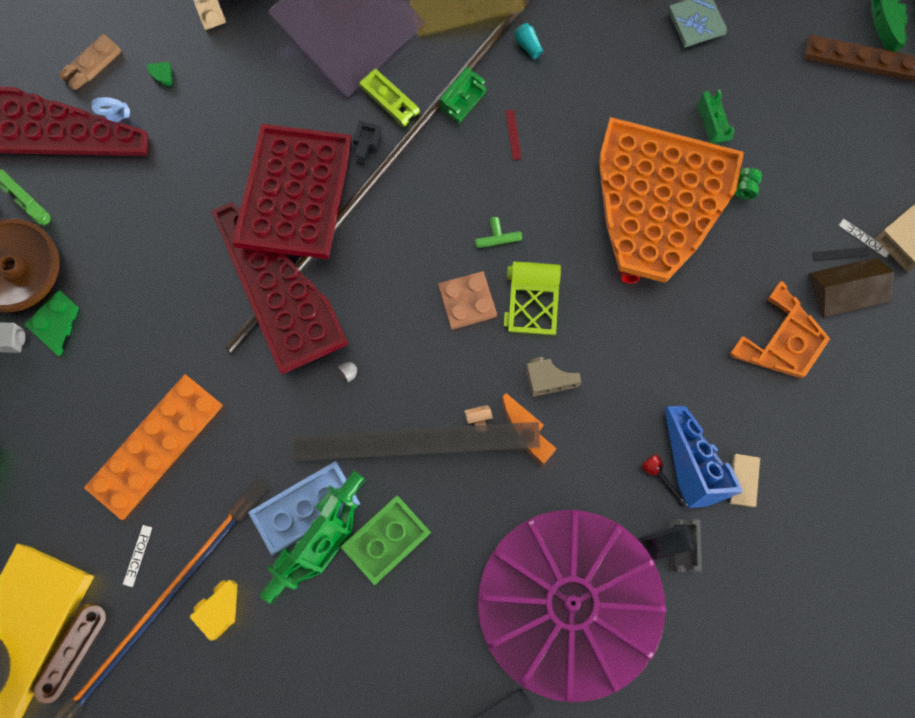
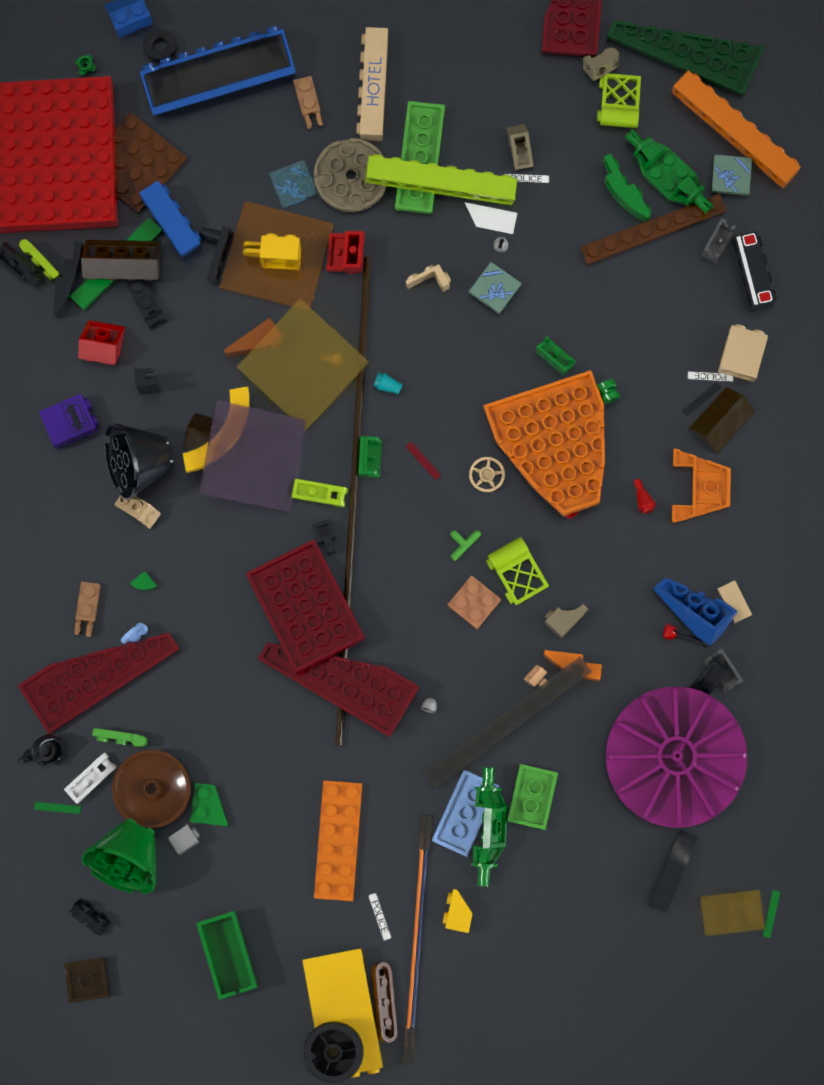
camera: 30 degrees left, 5 degrees up
(568, 186) = (487, 474): none -> tan wheel
(714, 316) = (645, 502): none -> red cone

